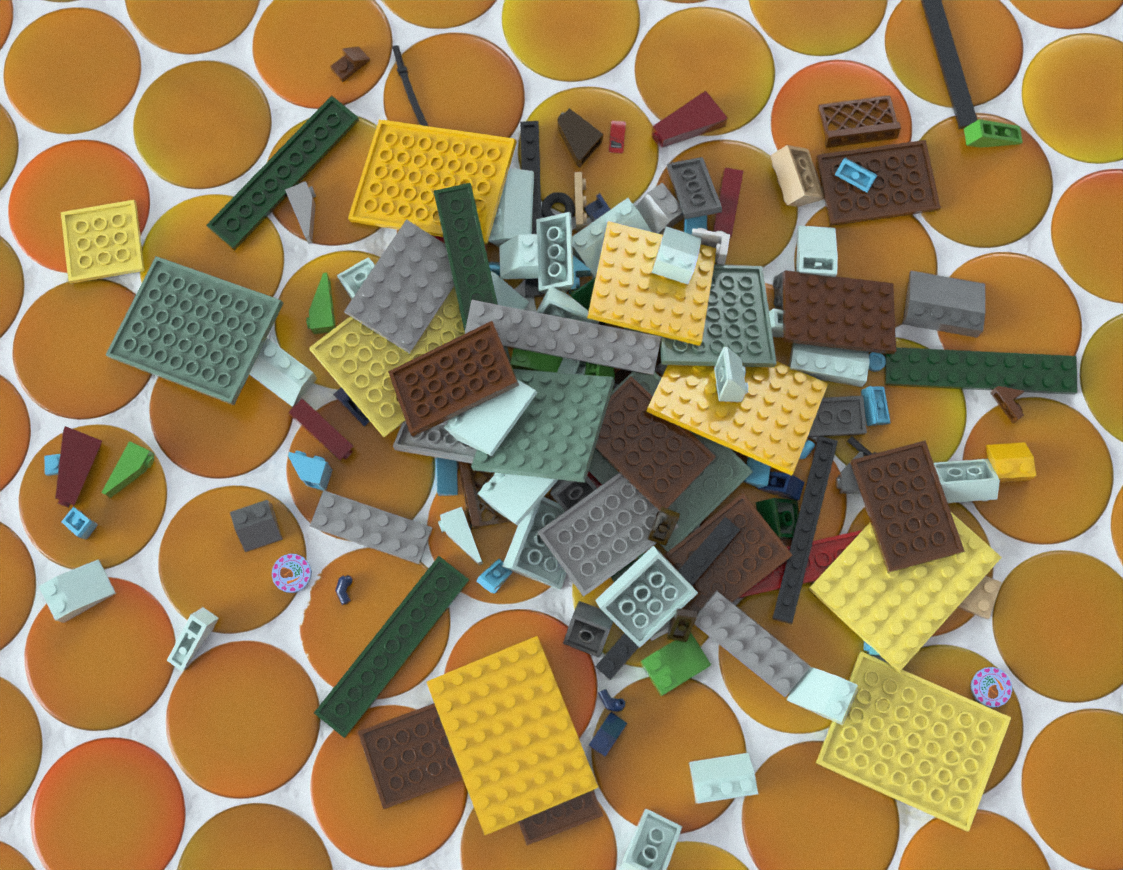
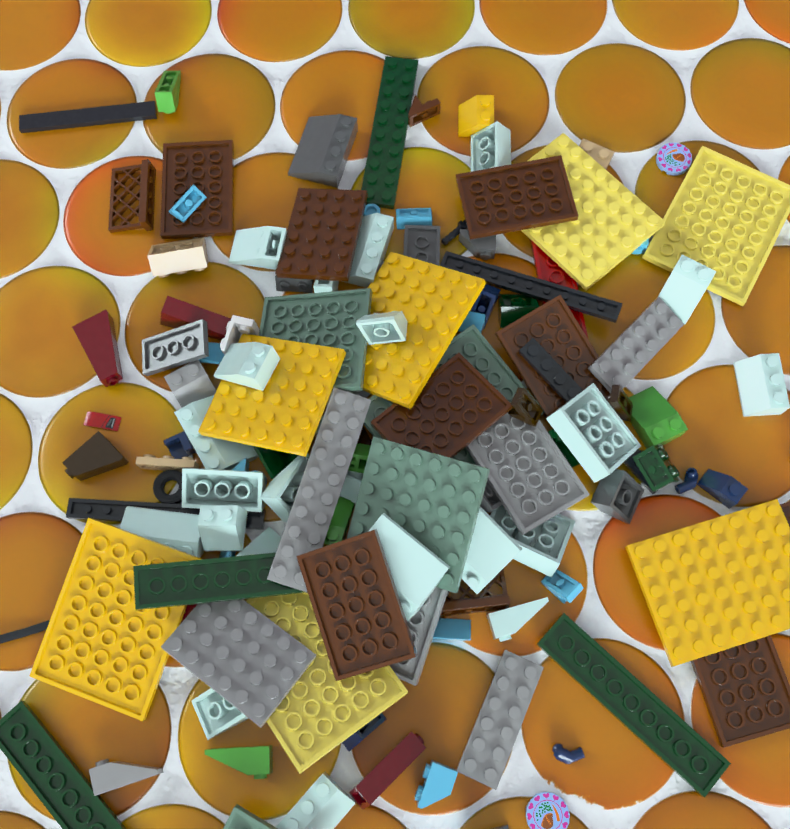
camera: 85 degrees left, 5 degrees down
(619, 666) = (656, 468): none -> dark green bracket

